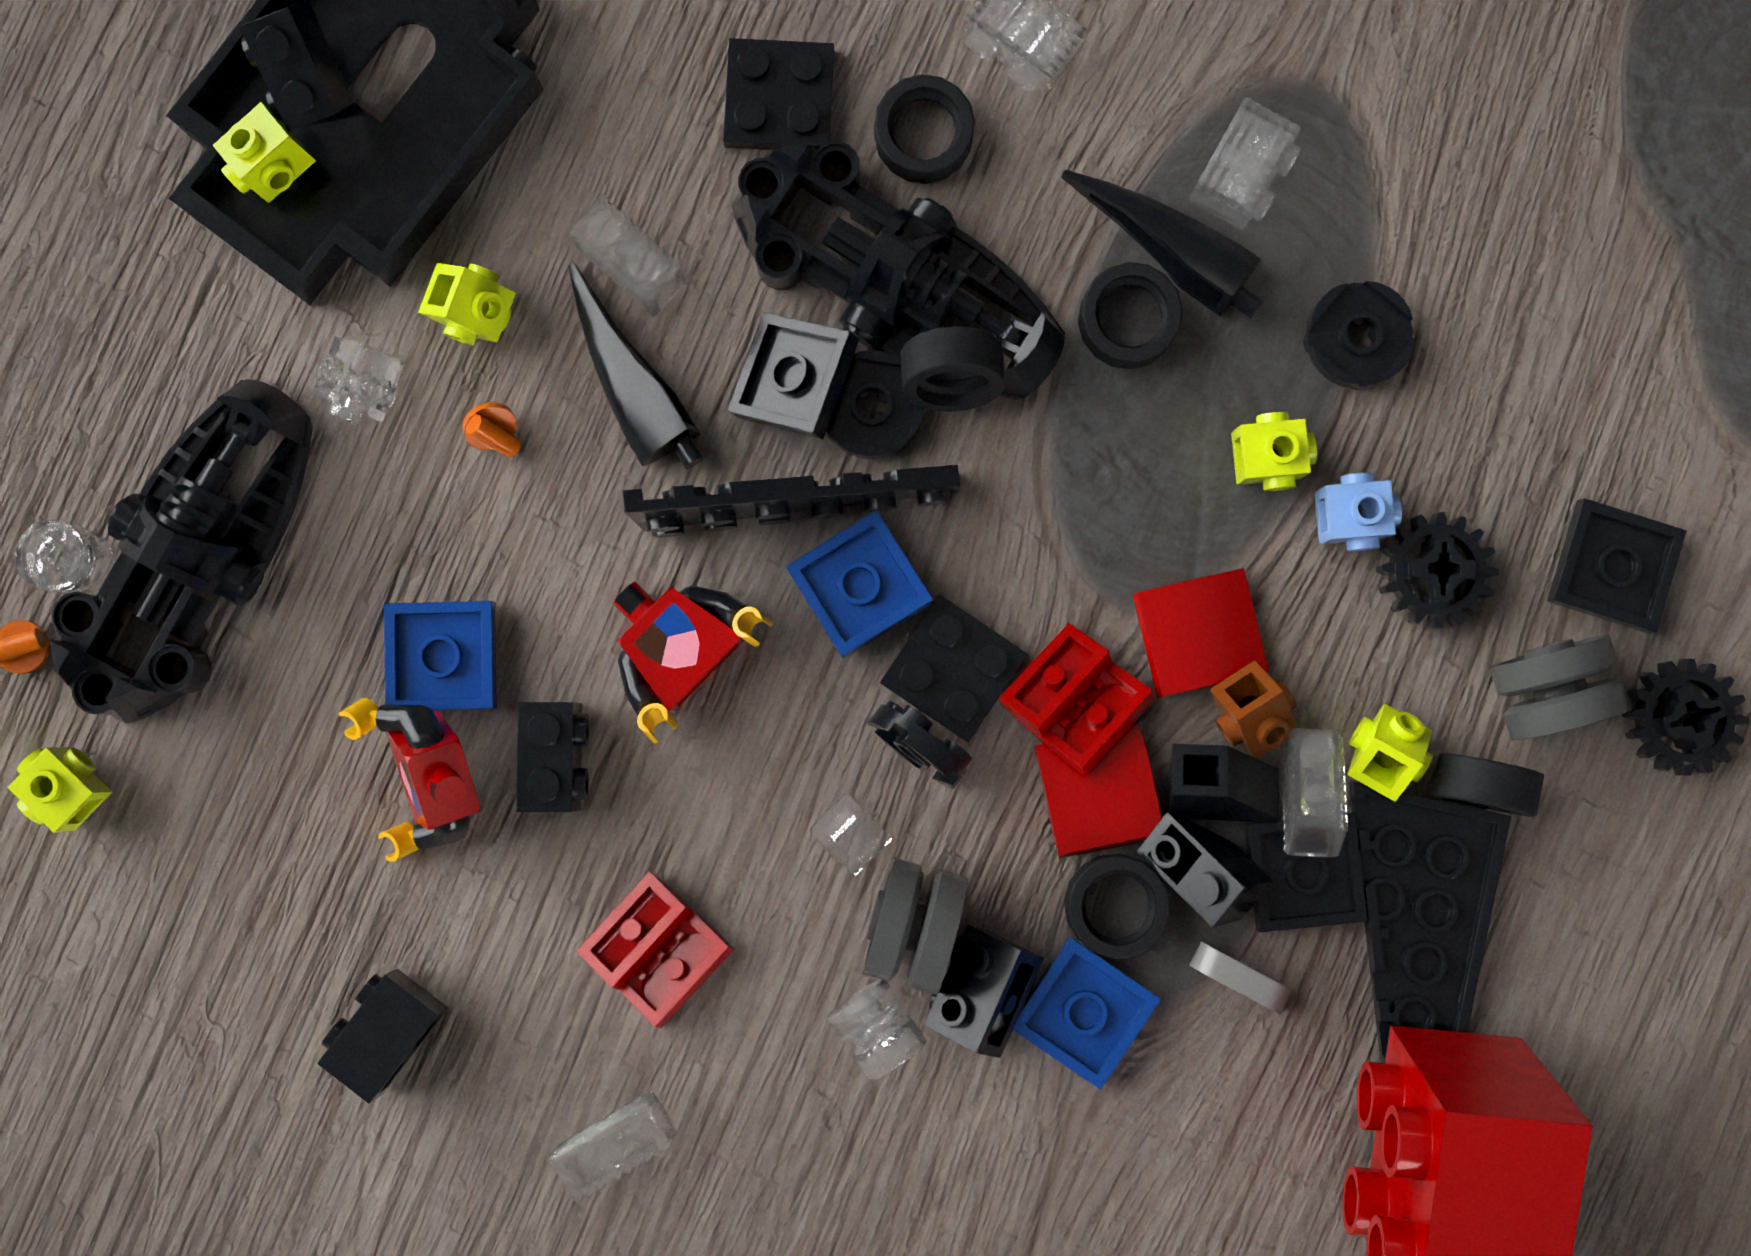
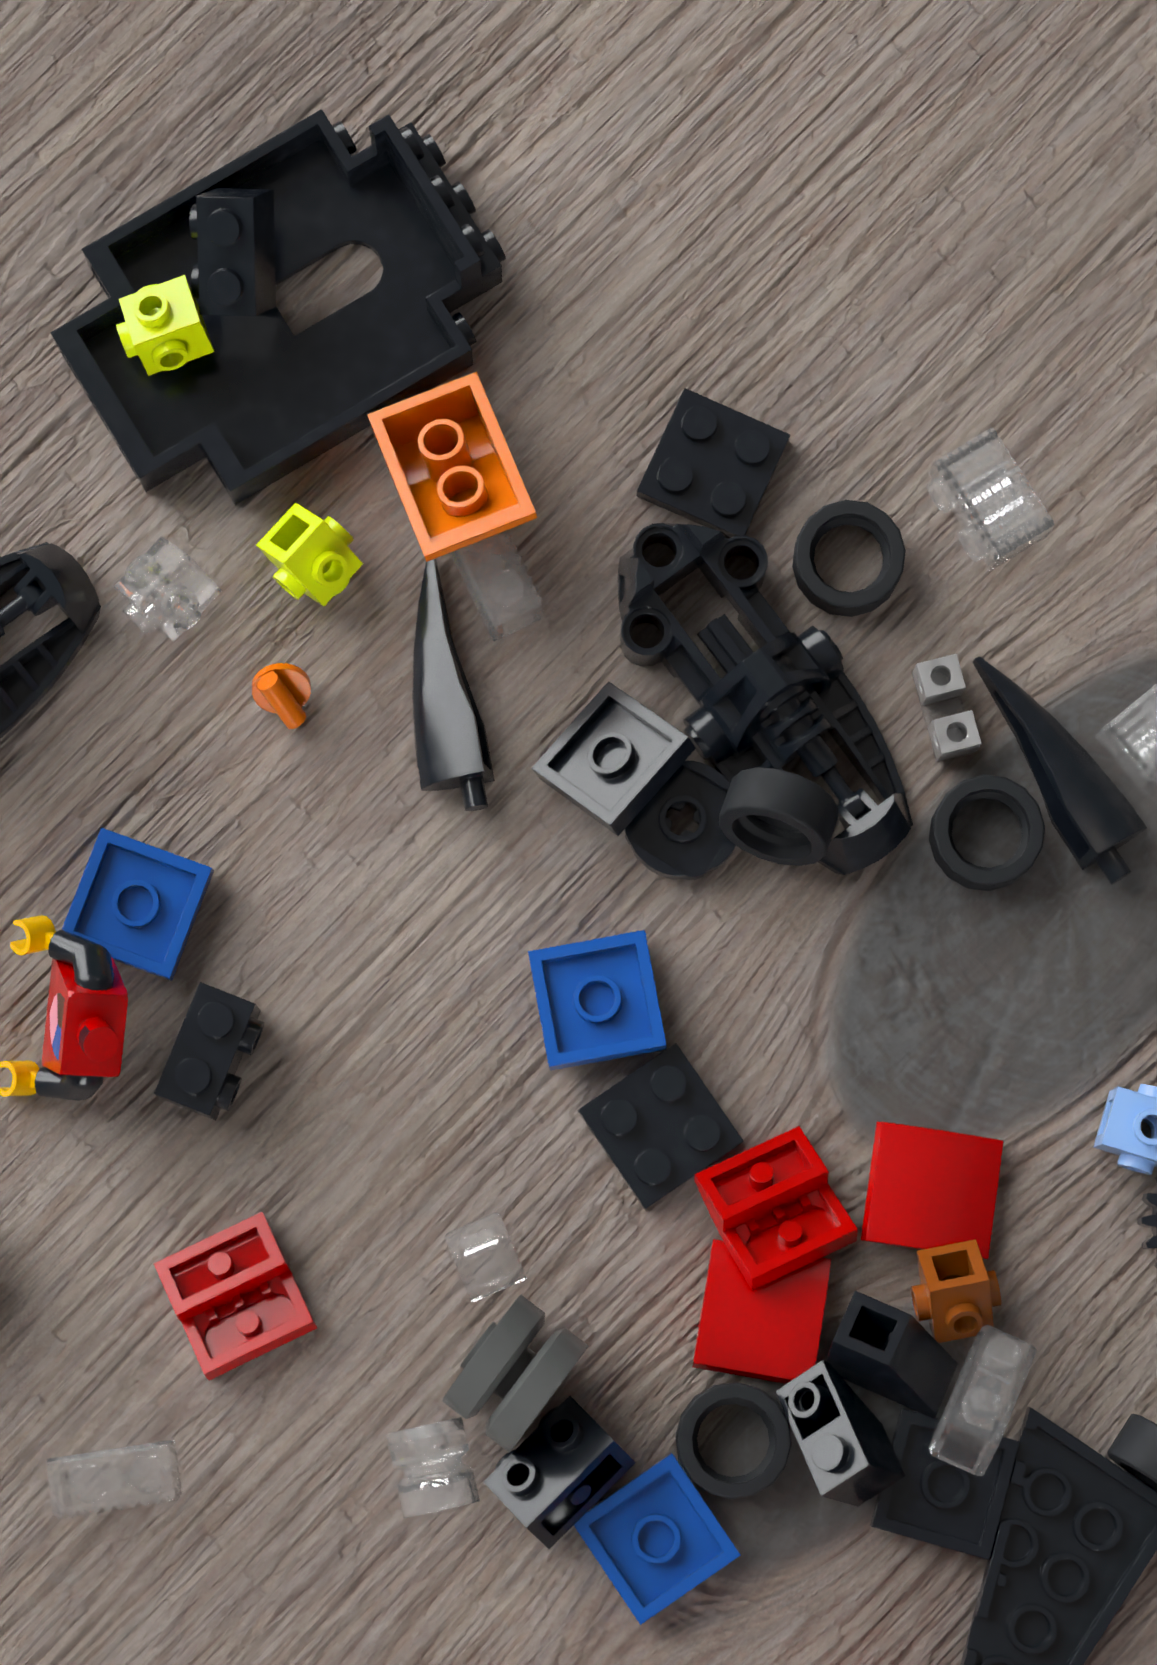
camera: 20 degrees right, 5 degrees down
(556, 178) = (451, 466): none -> orange slope
(677, 646) = (384, 989): torso -> none
(775, 499) = (544, 877): black wing -> none
(908, 735) = (585, 1175): black plate -> none
(1043, 213) = (939, 691): none -> flat silver piece
(1240, 978) = (833, 1567): light grey beam -> none
(1255, 456) = (1059, 1039): neon yellow brick -> none
(1390, 751) = (1080, 1390): neon yellow brick -> none

